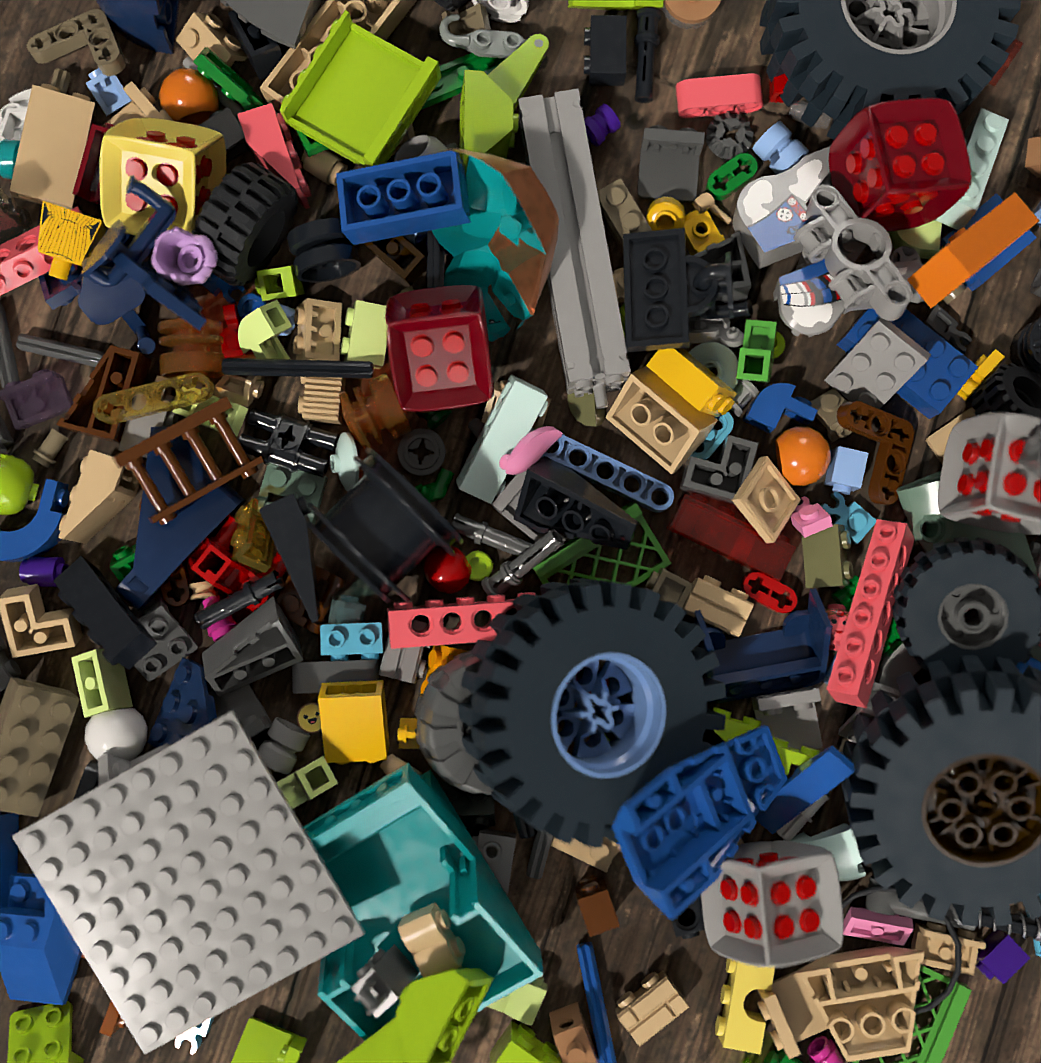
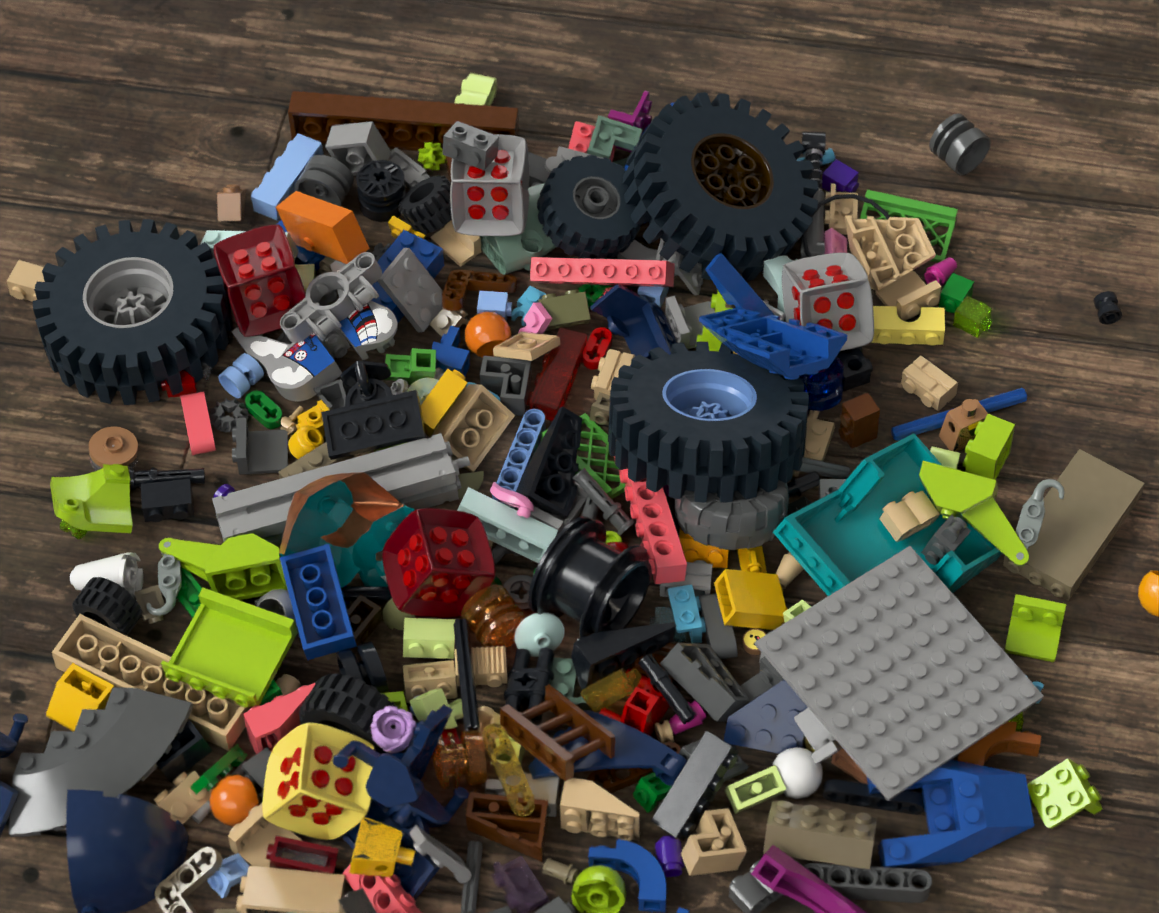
camera: 100 degrees left, 30 degrees down
(62, 308) = (440, 854): none -> light grey plate

